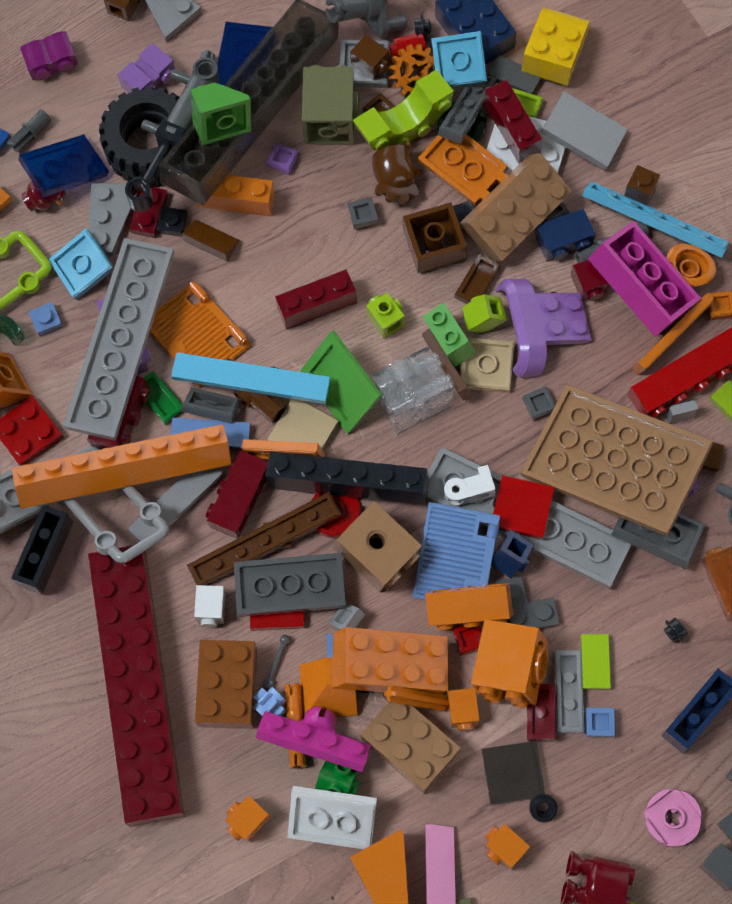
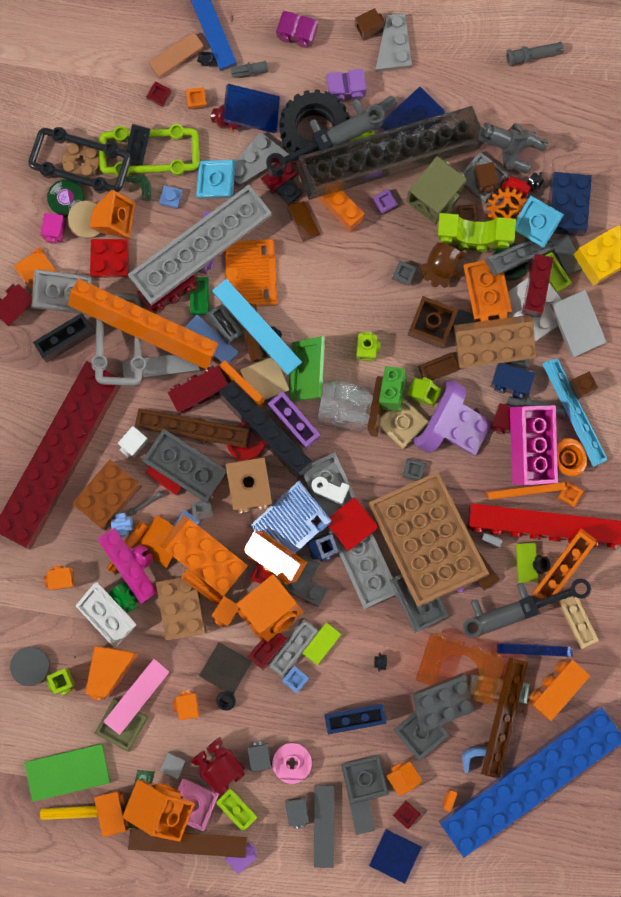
camera: 35 degrees right, 10 degrees up
(219, 112) = (357, 151): bright green slope -> none
(316, 299) = (333, 306): dark red brick -> none
(369, 445) = (294, 420): none -> medium lavender brick
(631, 839) = (259, 756): none -> dark grey brick

